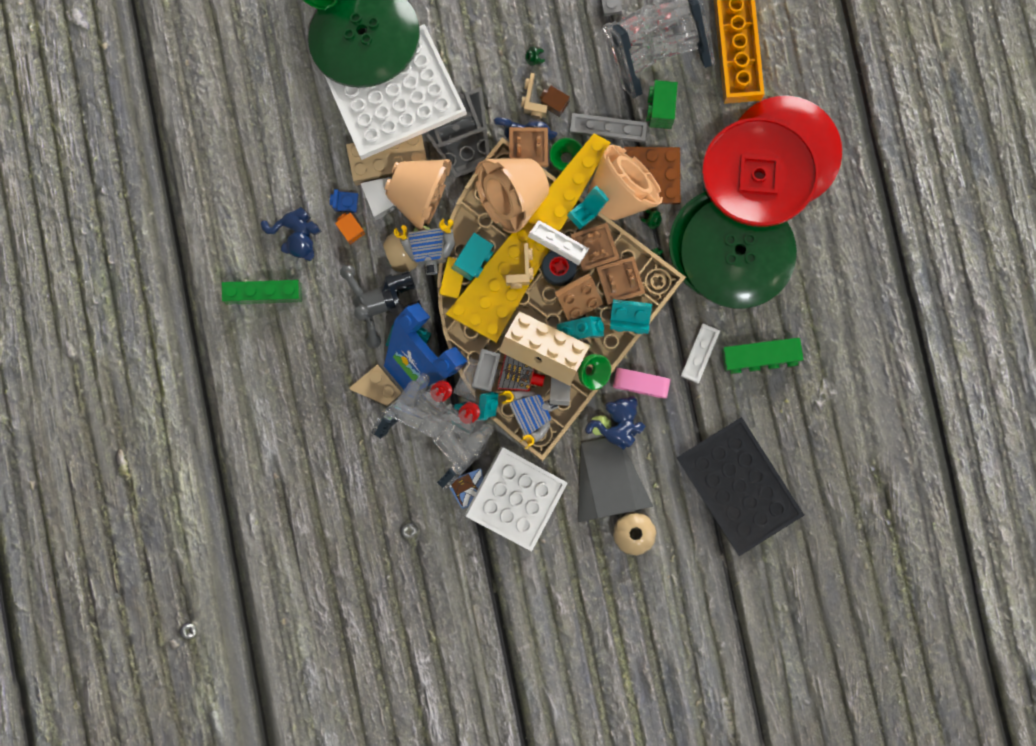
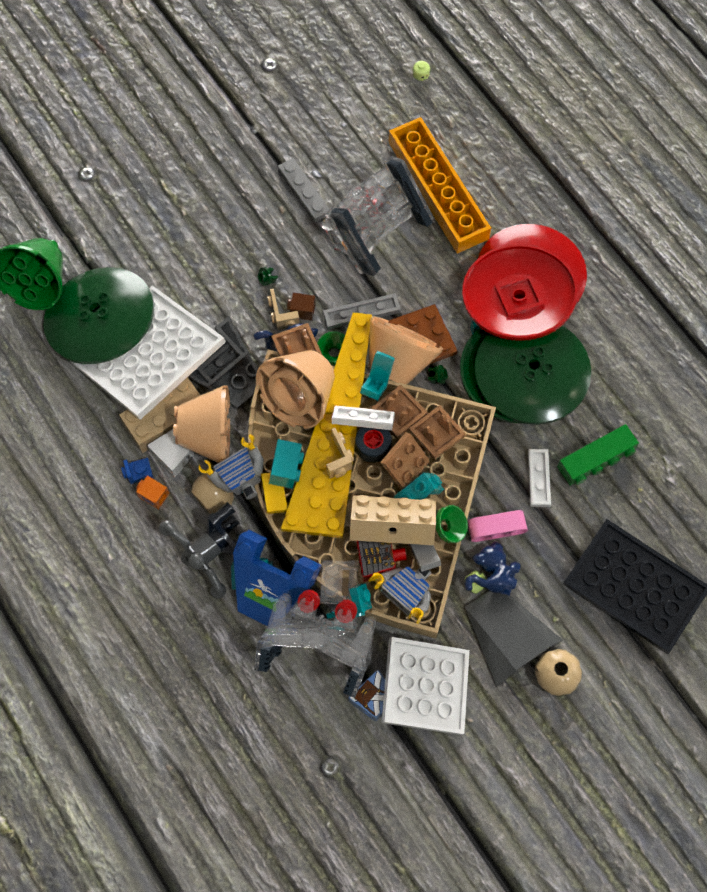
camera: 25 degrees left, 15 degrees down
(261, 292) = (86, 586): green brick -> none
(298, 243) = (107, 525): dark blue animal -> none
(377, 387) = (238, 633): tan wing -> none
(486, 370) = (344, 565): light grey tile -> none
(630, 316) = (461, 460): teal bracket -> none
(663, 104) = (403, 271): green brick -> none

